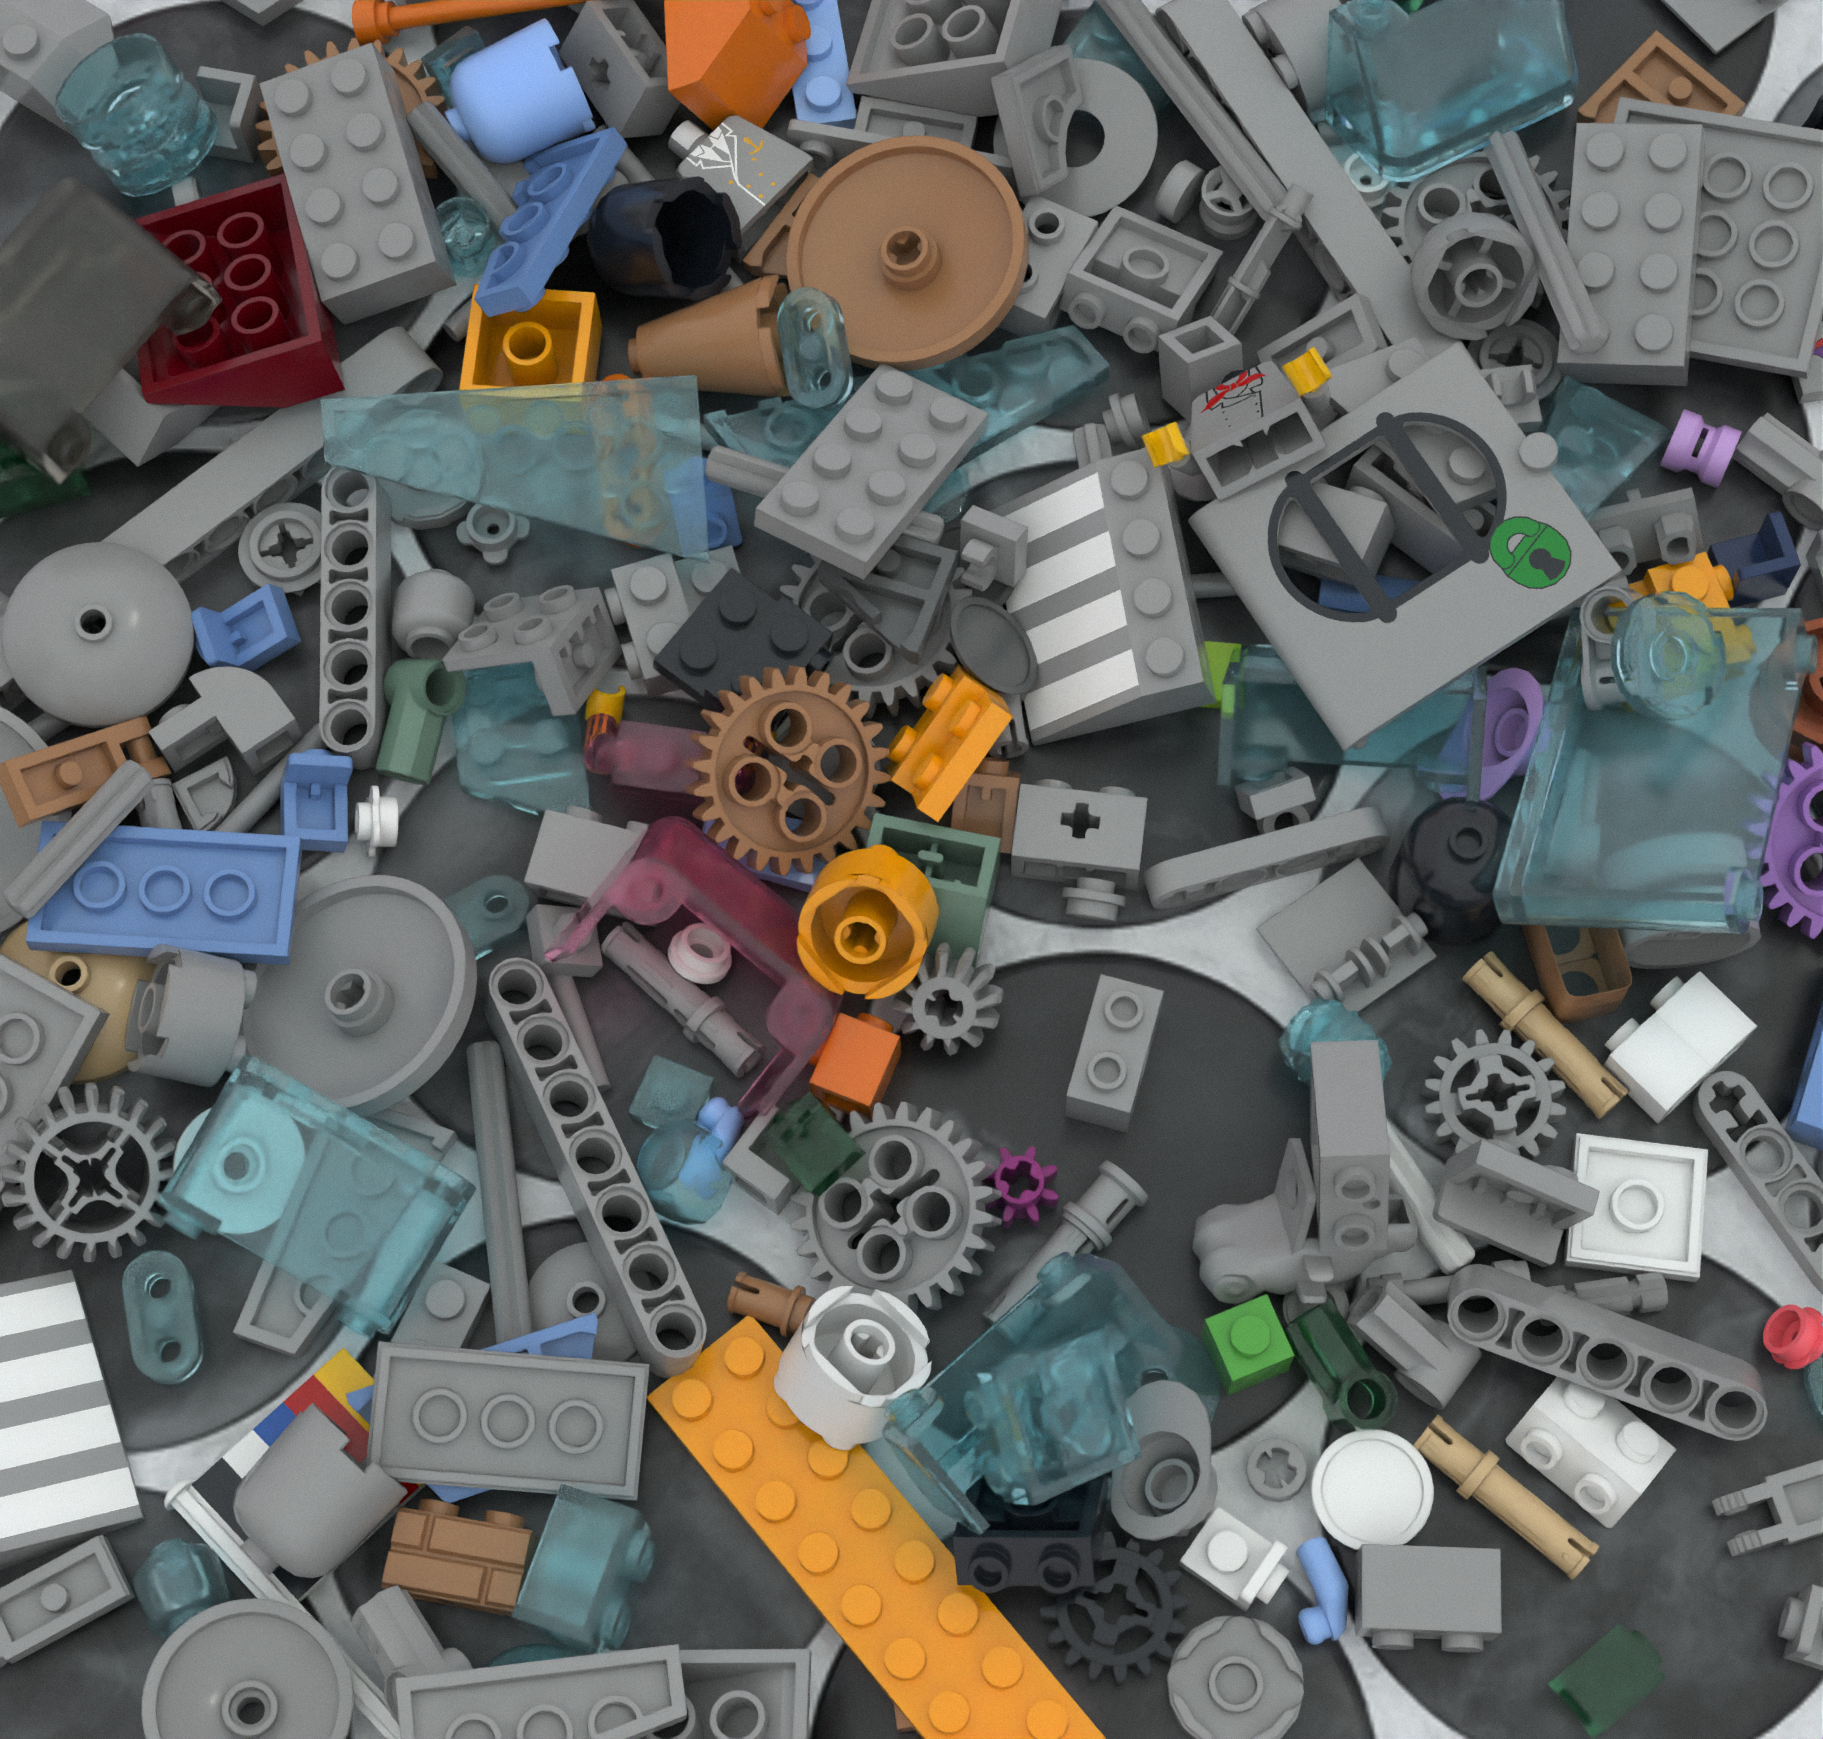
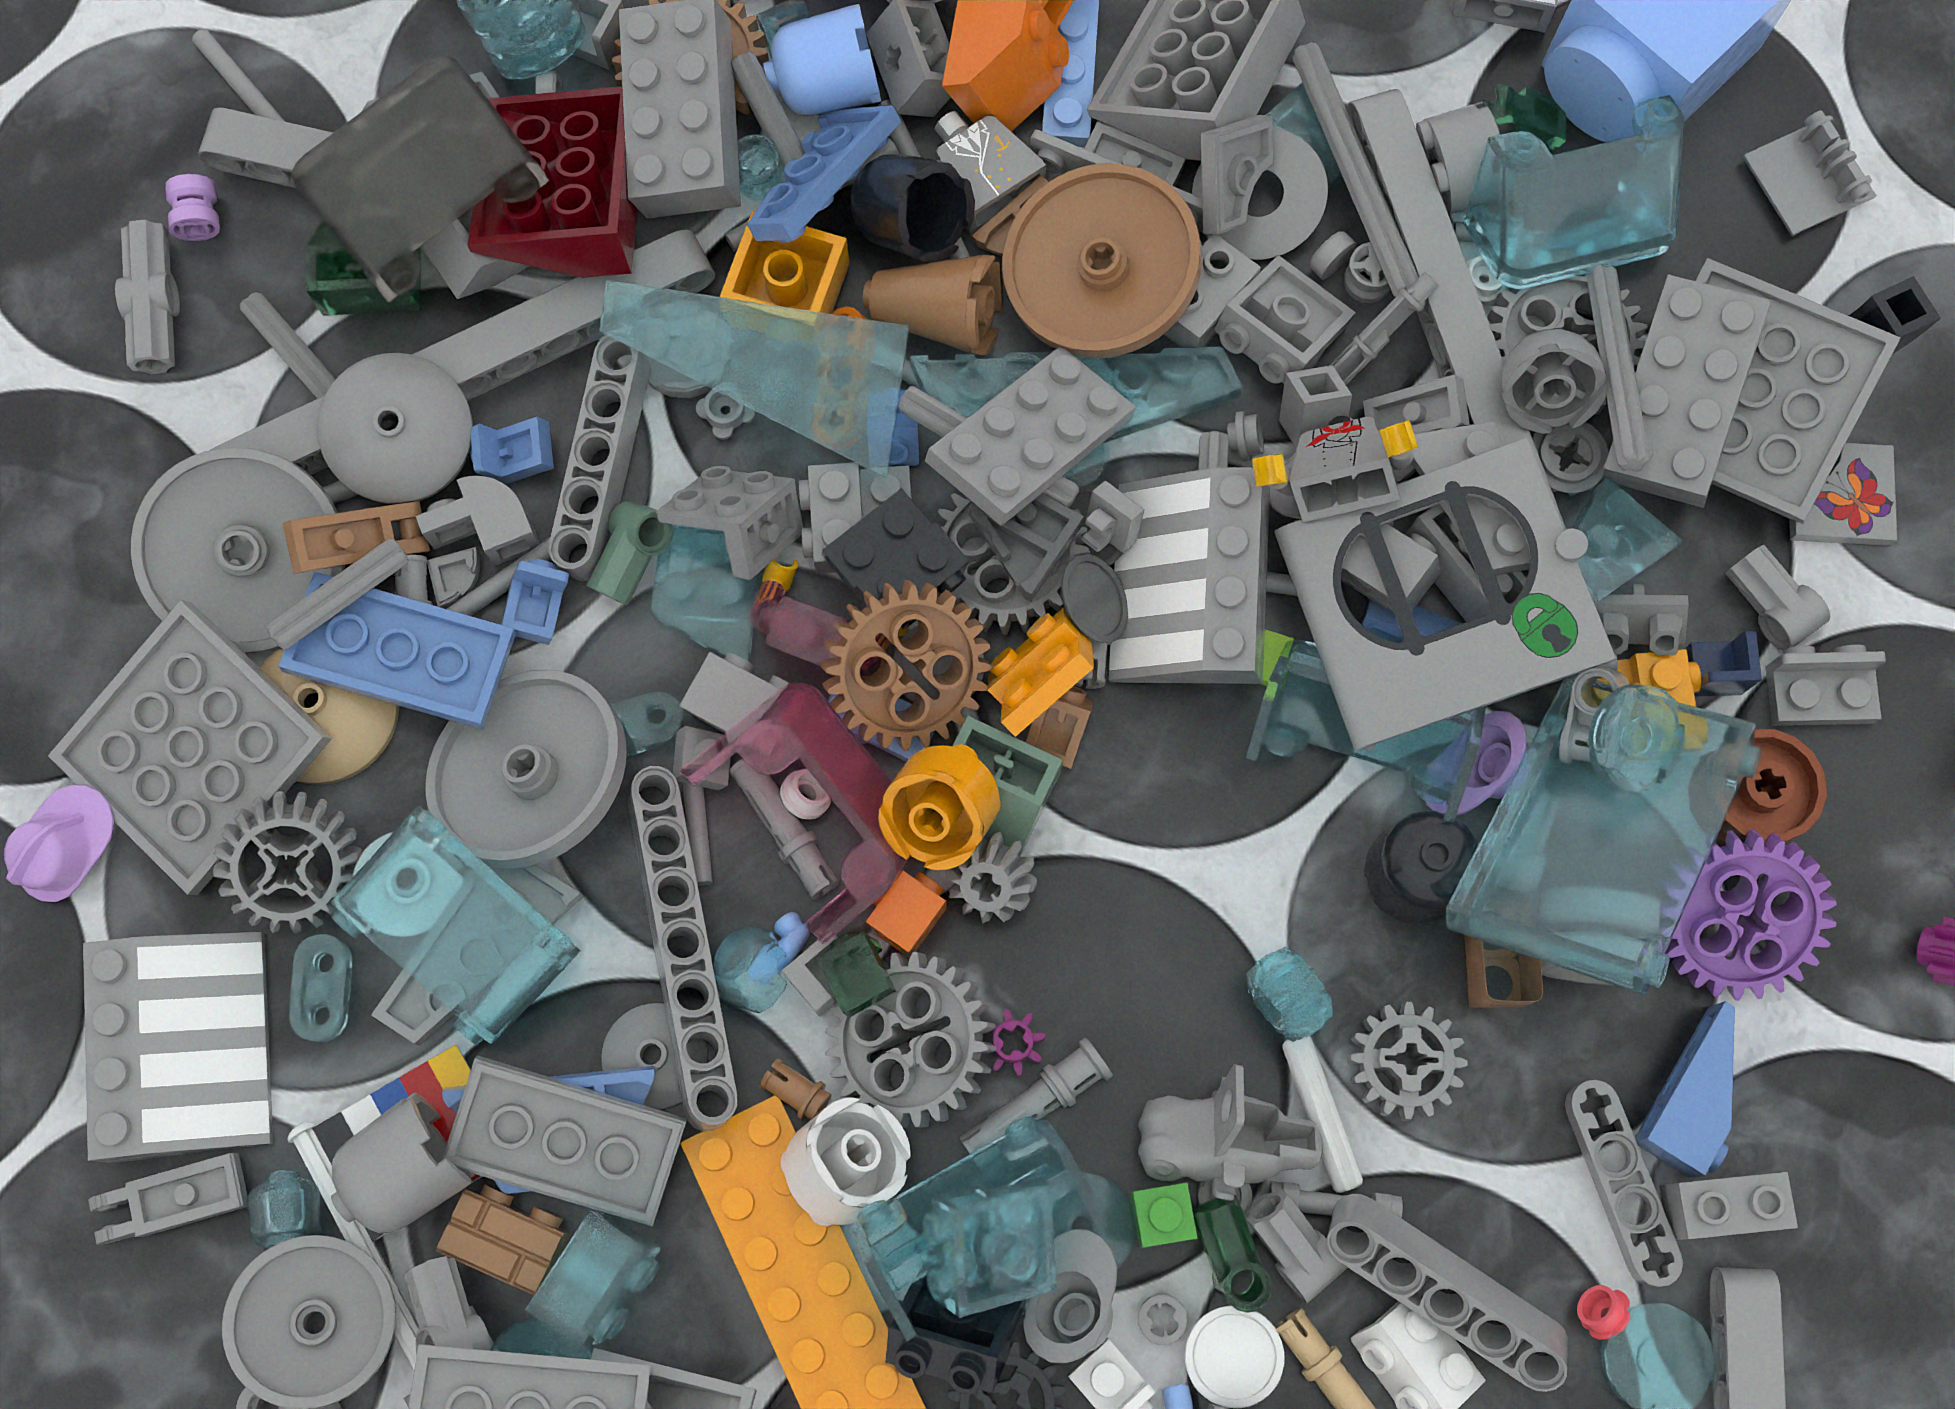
camera: 10 degrees right, 5 degrees up
(189, 1016) = (393, 755): light grey brick -> none
(264, 538) = (545, 377): light grey gear -> none
(376, 821) = (579, 627): white plate -> none
(431, 613) = (660, 469): light grey head -> none
(444, 1309) = (537, 1036): light grey plate -> none
(499, 1191) = (604, 949): light grey axle -> none
(670, 1093) = (757, 901): clear light blue plate -> none
(814, 353) = (1009, 325): clear light blue plate -> none
(1045, 826) = (1100, 764): light grey brick -> none
(1093, 899) = (1126, 821): light grey plate -> none
(1113, 1053) = (1113, 951): light grey brick -> none
(1266, 857) = (1272, 818): light grey beam -> none
(1272, 797) = (1296, 770): light grey tile -> none
(1348, 939) = (1321, 901): light grey hinge -> none
(1349, 1146) = (1281, 1083): light grey window -> none
(1511, 1200) = (1401, 1150): light grey bracket -> none
(1517, 393) = (1564, 486): light grey tile -> none
(1531, 1019) = (1455, 1004): tan pin -> none
(1645, 1209) = (1500, 1173): white tile -> none
(1645, 1292) = (1469, 1243): light grey axle -> none
(1664, 76) = (1743, 246): medium nougat wing -> none
(1677, 1045) = (1566, 1050): white brick -> none
(1714, 453) = (1710, 570): lavender wheel -> none

